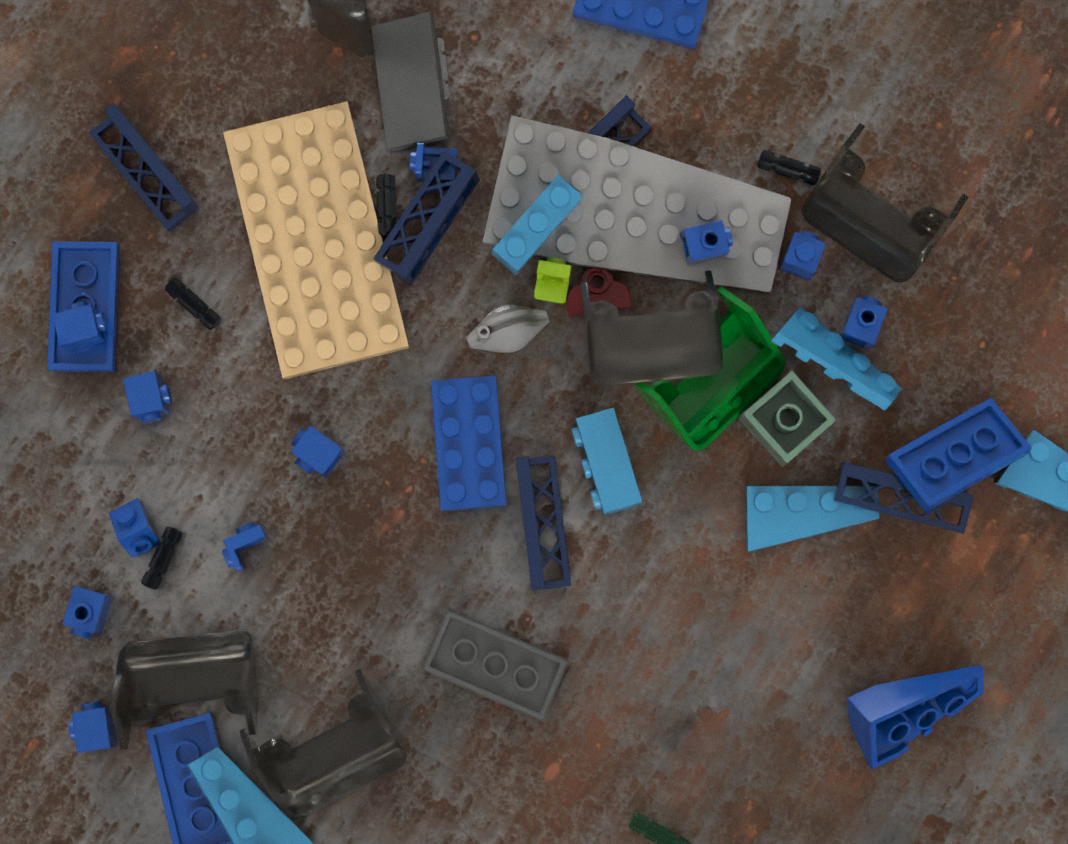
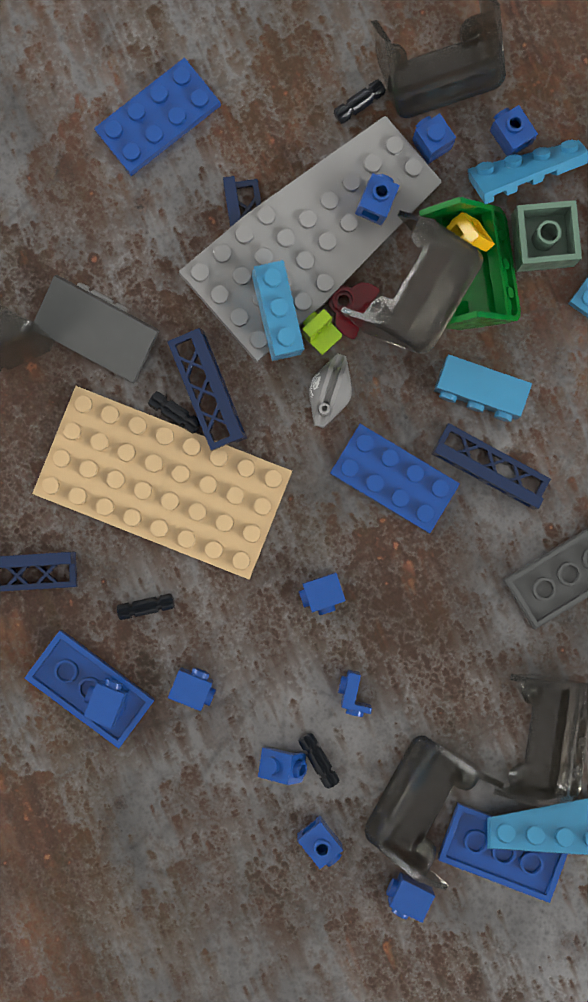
camera: 55 degrees left, 5 degrees up
(424, 160) = (163, 359): blue bracket -> none
(737, 346) = (471, 231): none -> yellow bracket

